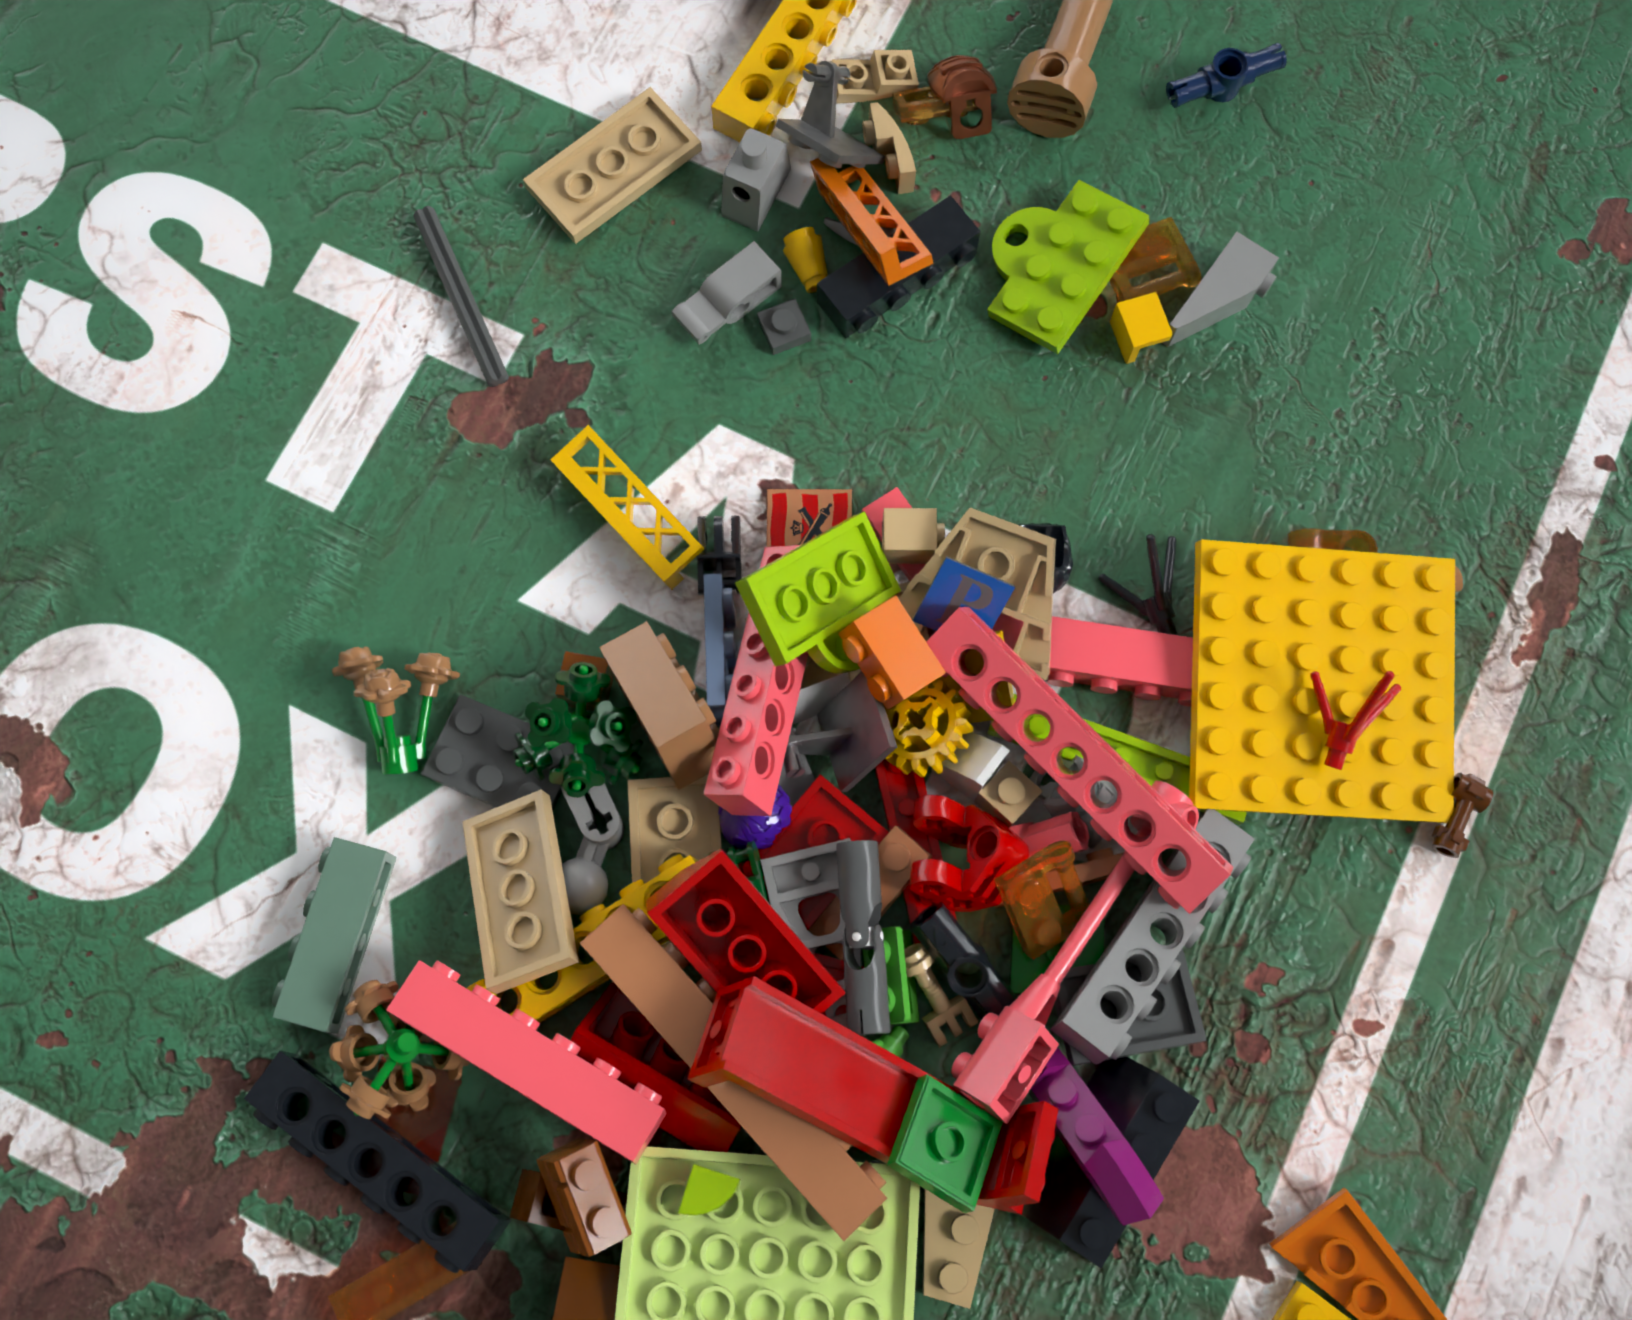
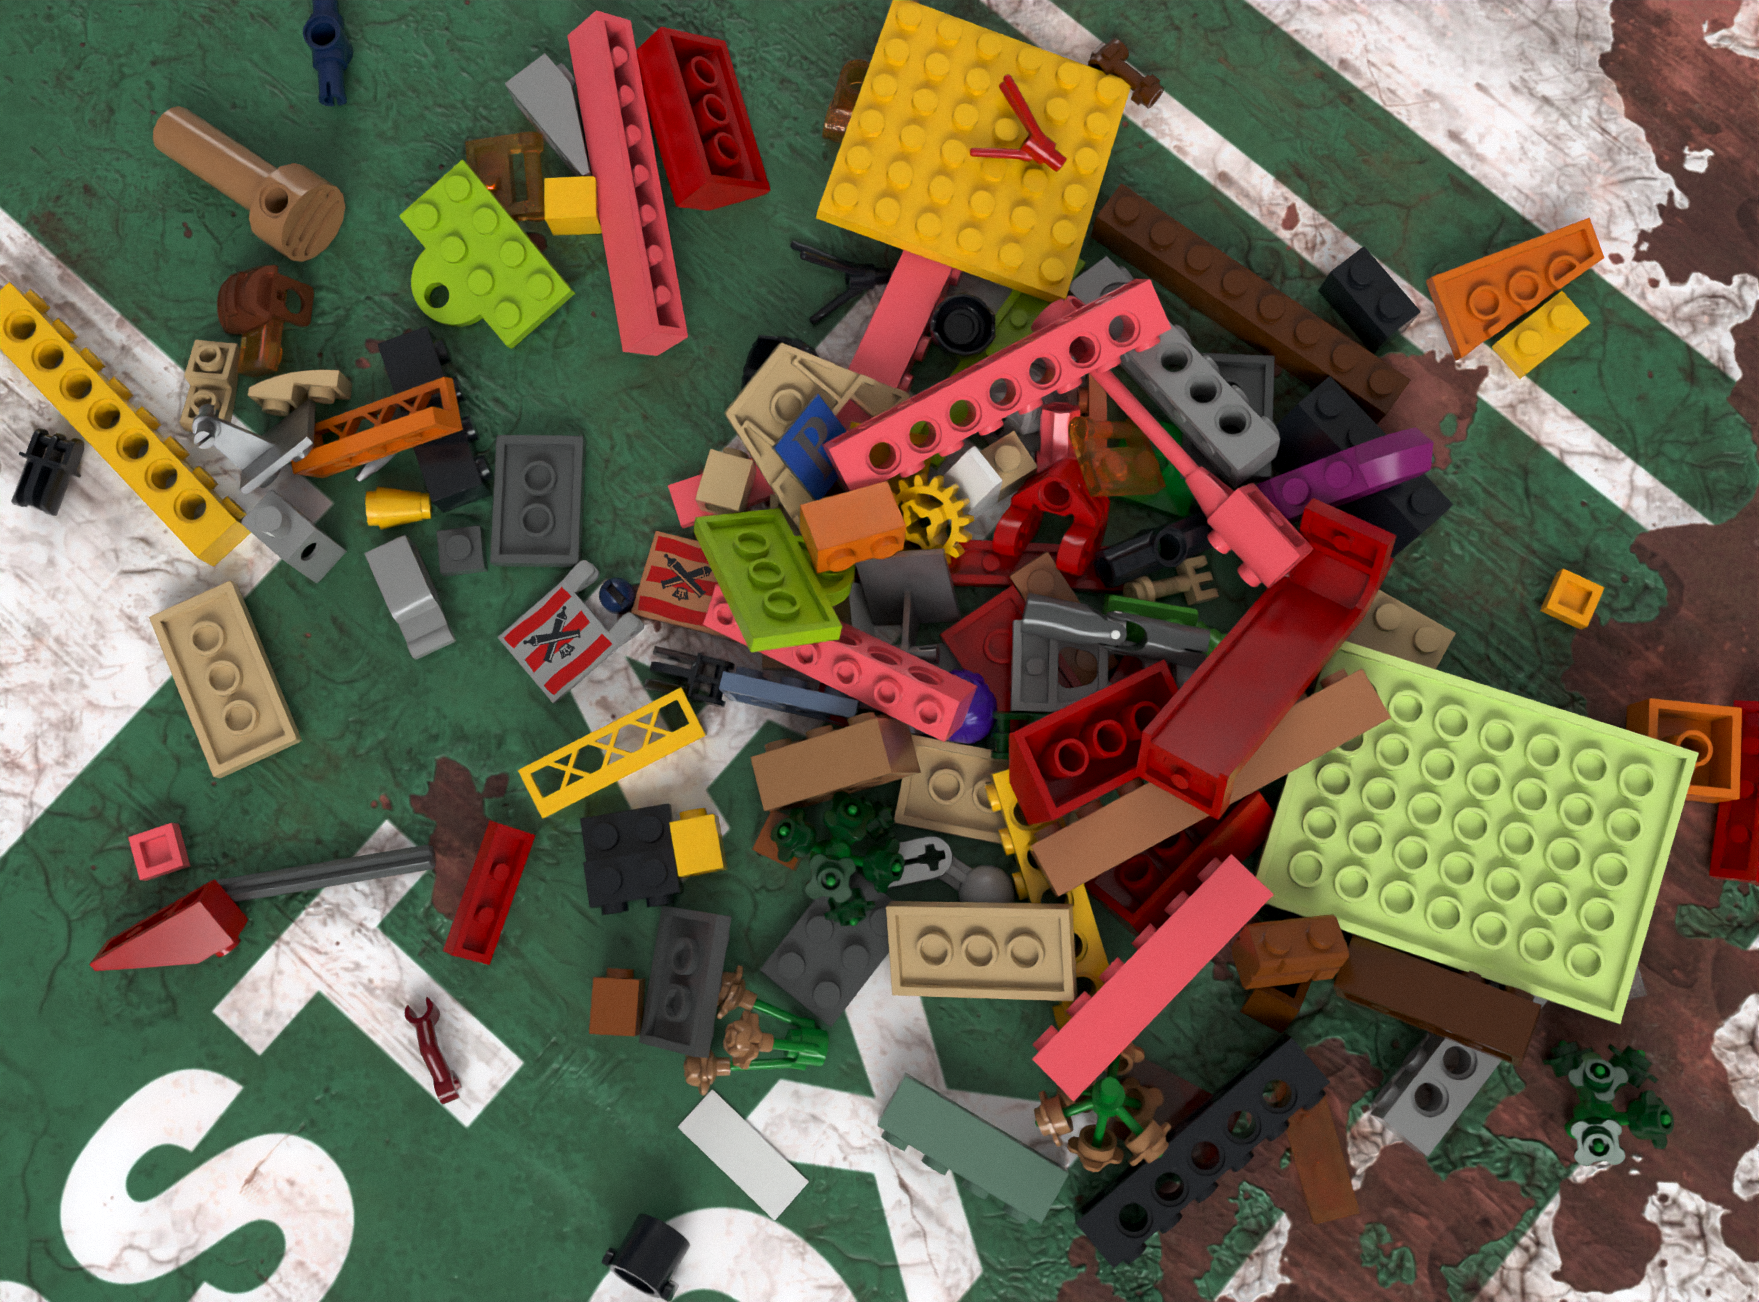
camera: 70 degrees left, 5 degrees up
(174, 664) = (649, 1257): none -> black piece
(289, 728) = (743, 1154): none -> white sticker
(300, 446) = (444, 1080): none -> dark red arm
(379, 193) = (178, 934): none -> red slope
(399, 575) = (617, 1003): none -> dark orange brick
(431, 627) = (685, 981): none -> dark grey plate
(448, 157) = (159, 851): none -> coral plate
(475, 436) = (489, 893): none -> red plate
(536, 552) = (630, 859): none -> black plate
(563, 606) = (698, 843): none -> yellow brick
(707, 1191) = (1310, 836): lime tile -> none
(727, 435) = (562, 638): none -> flag
(787, 476) = (622, 587): none -> dark blue hinge
(848, 377) = (538, 501): none -> dark grey plate
(945, 1144) = (1320, 607): green plate -> none
(1133, 714) = (962, 326): none -> black hair
(1176, 367) = (627, 185): none -> coral brick
(1251, 1002) = (1244, 302): none -> reddish brown brick
(1265, 417) = (700, 120): none -> red slope
(1300, 1128) = (1368, 300): none -> black brick

